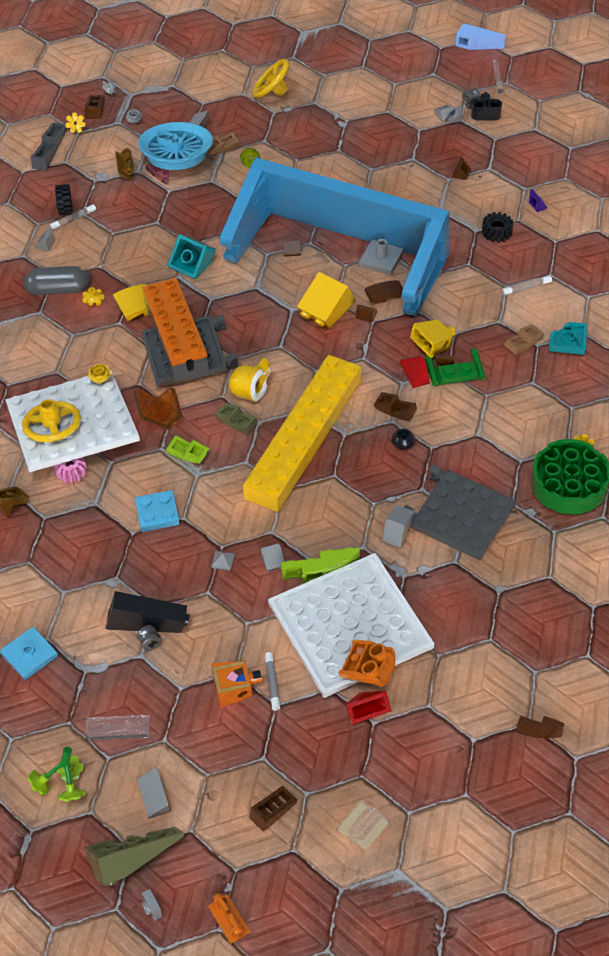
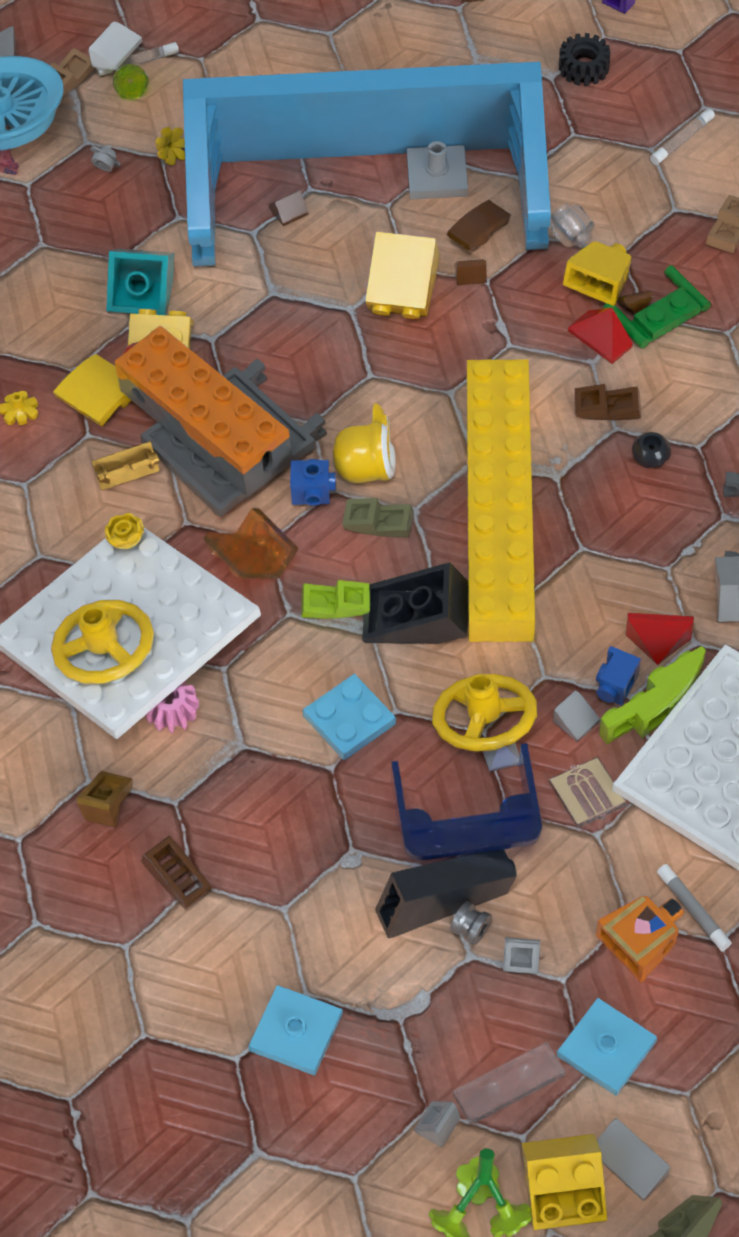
camera: 25 degrees left, 5 degrees up
(19, 537) = (169, 846): none -> reddish brown slope
(69, 731) = (438, 1122): none -> light grey slope
(111, 788) = (564, 1181): none -> yellow slope
(125, 343) = (125, 465): none -> pearl gold hinge
(151, 583) = (513, 827): none -> clear blue windscreen
(164, 665) = (521, 955): none -> light grey slope
(180, 731) = (607, 1046): none -> medium azure plate
(190, 286) = (148, 320): none -> yellow bracket
(210, 386) = (311, 482): none -> blue brick
(213, 190) = (104, 158): none -> light grey plate
(225, 470) = (418, 607): none -> black slope
(225, 532) = (483, 707): none -> yellow piece
(252, 137) = (113, 46): none -> white slope
(254, 599) = (587, 792): none -> piece
(261, 148) = (144, 57): none -> clear bar
(307, 546) = (617, 676): none -> blue brick
(345, 534) = (659, 634): none -> red slope
(433, 308) = (572, 225): none -> clear head

